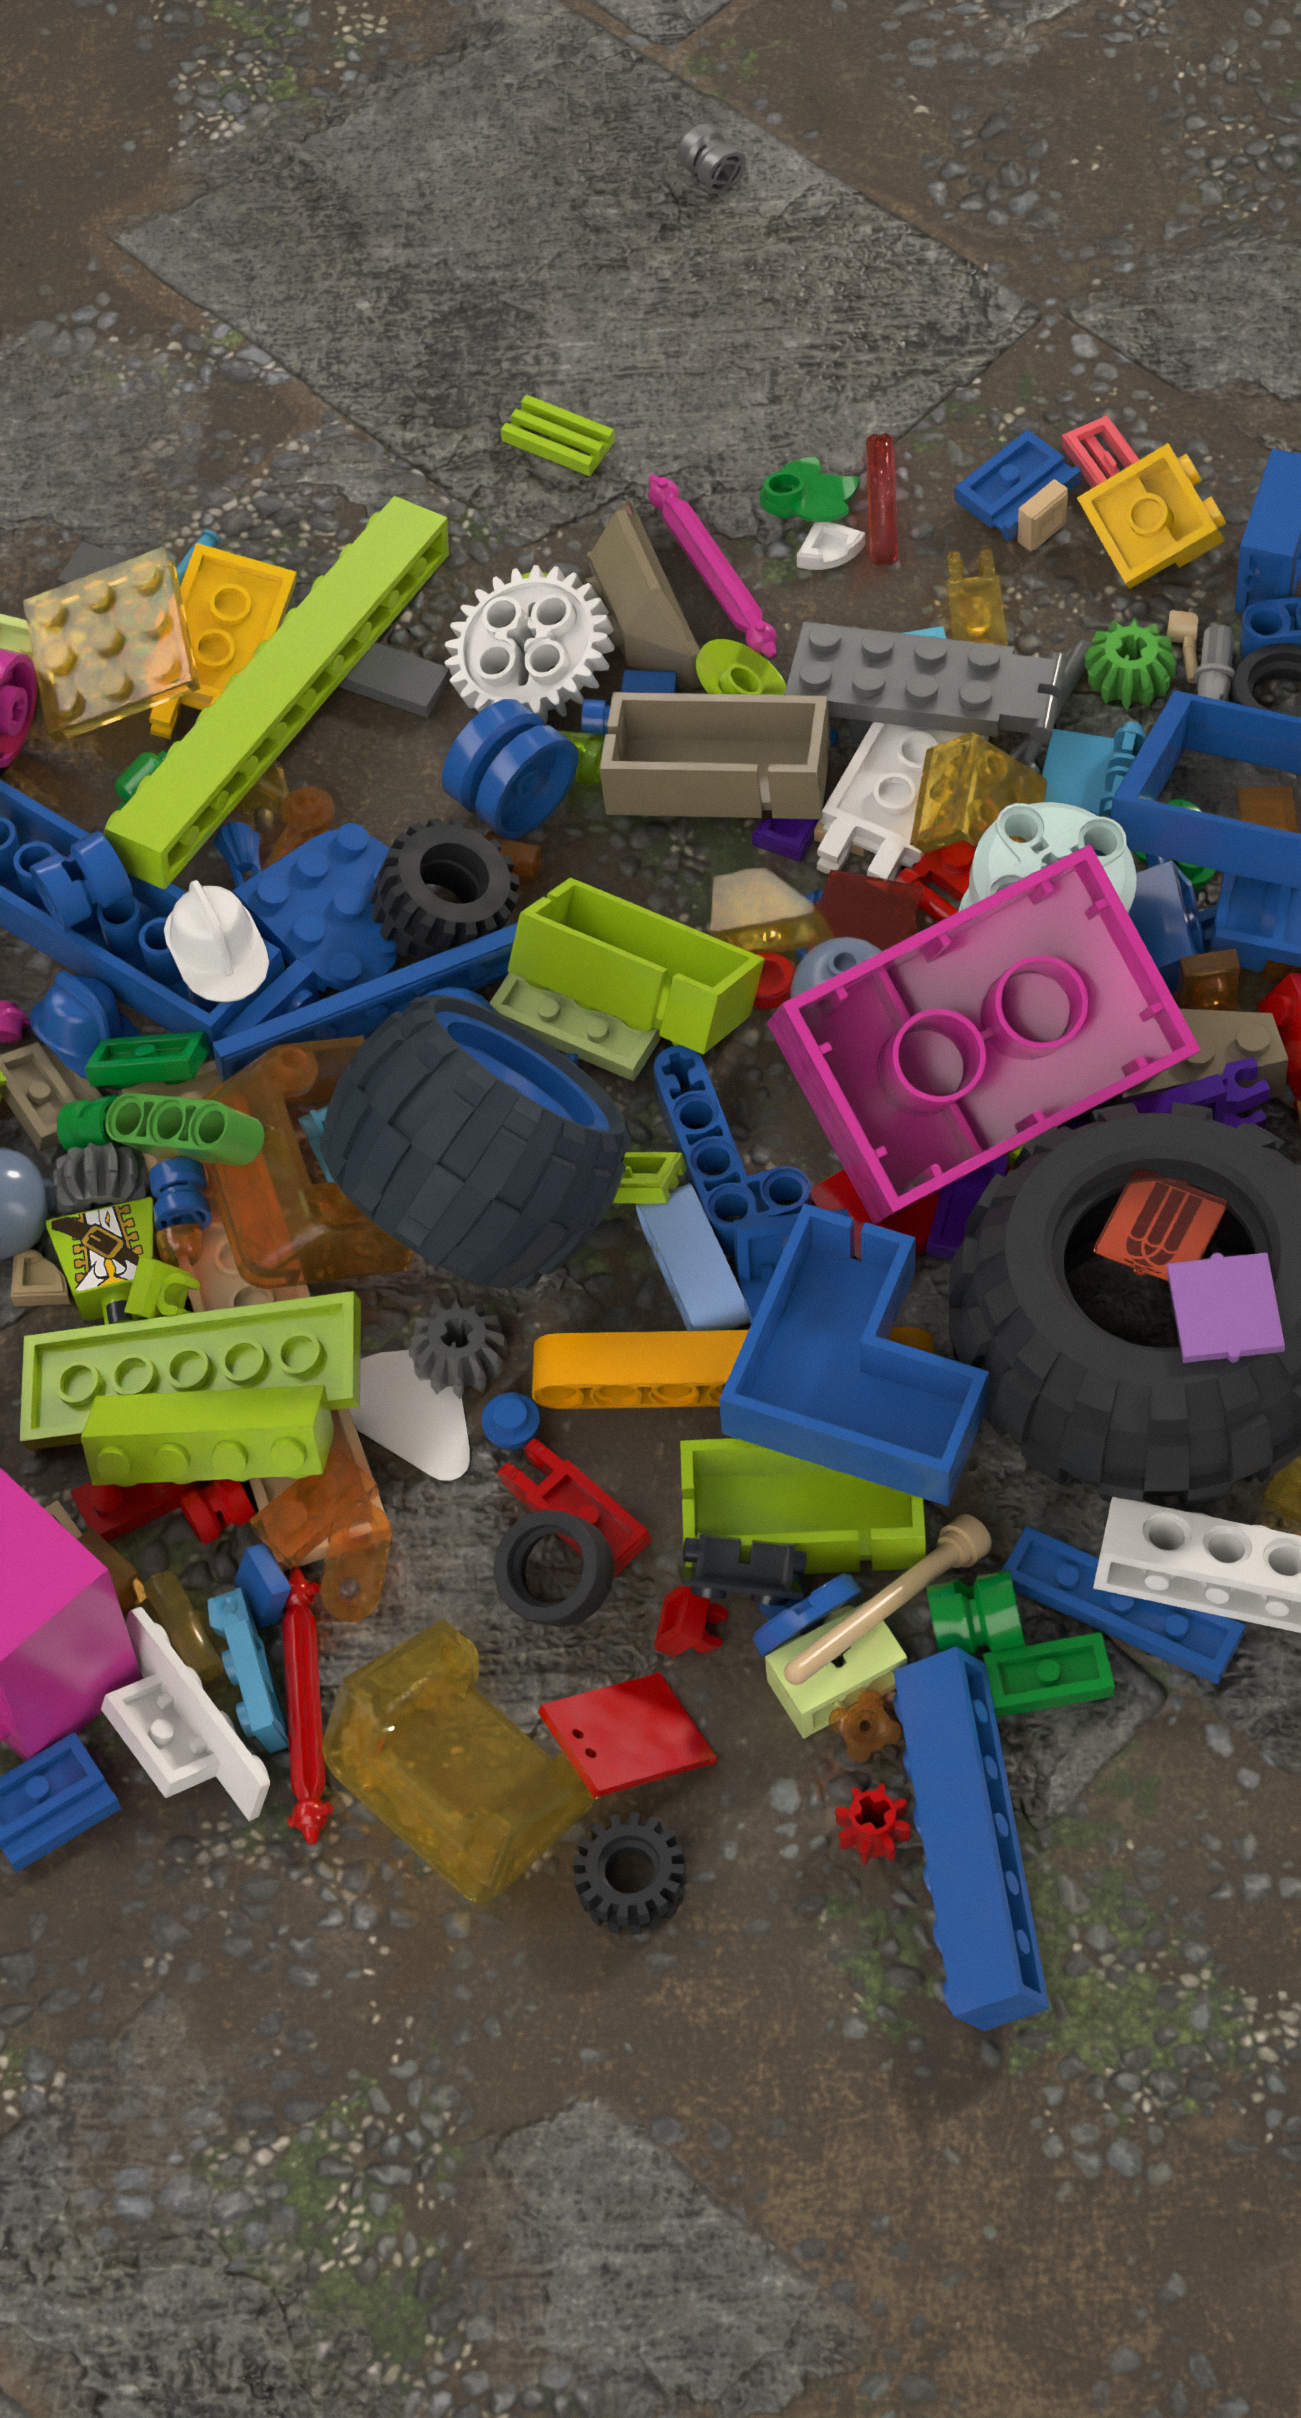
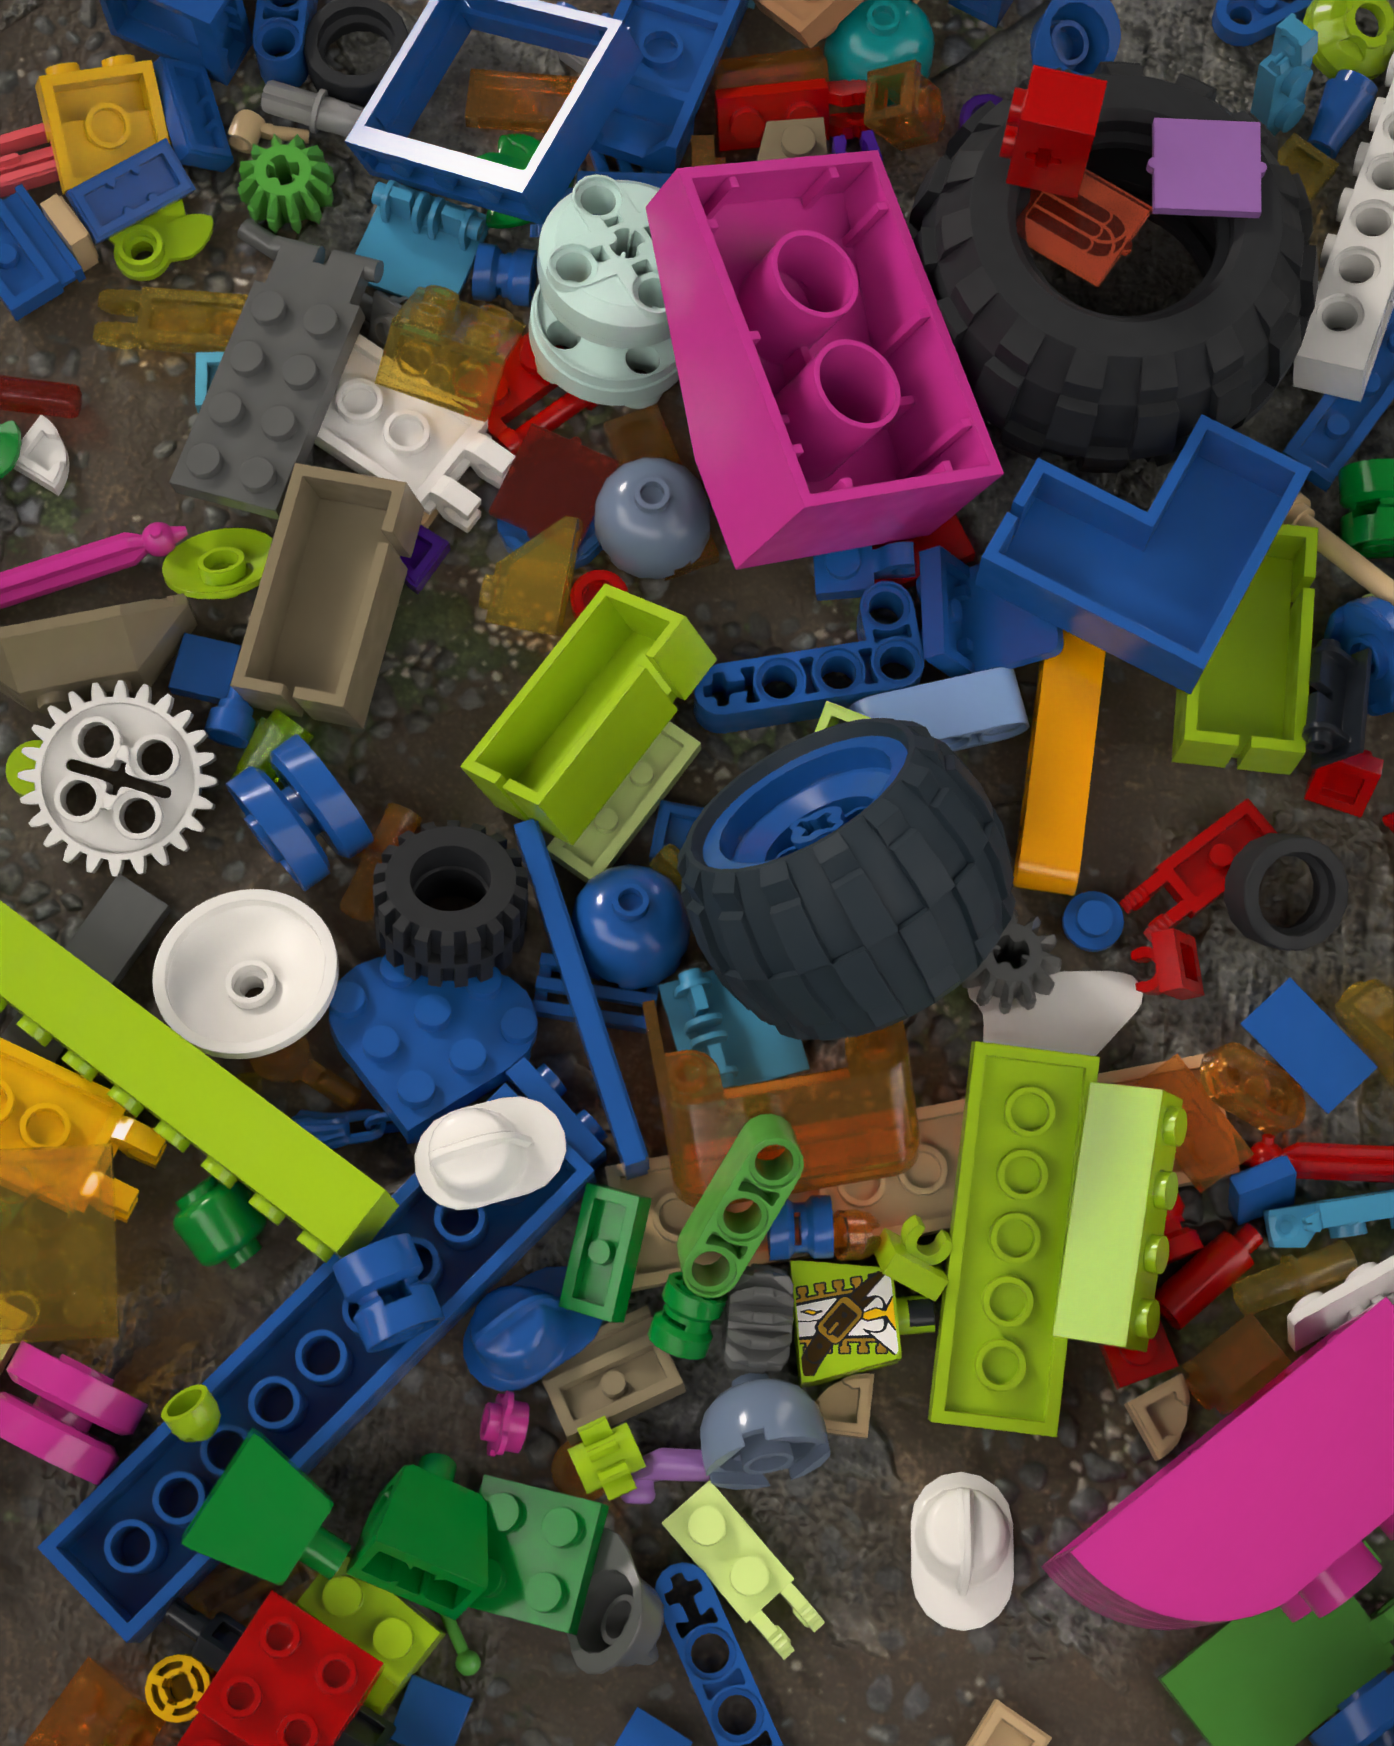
camera: 90 degrees left, 15 degrees up
(178, 1551) = (1207, 1275): none -> red cylinder
(363, 760) = (240, 945): none -> white dish
(406, 1602) = (1309, 1045): none -> blue hinge
(473, 1490) = (1175, 963): none -> red tile
(825, 1171) = (853, 570): none -> blue plate
(1068, 579) = (166, 234): none -> lime plate
(1086, 544) = (130, 191): none -> blue plate
(1184, 580) = (192, 115): none -> blue plate
(1203, 1141) = (1052, 130): none -> red brick

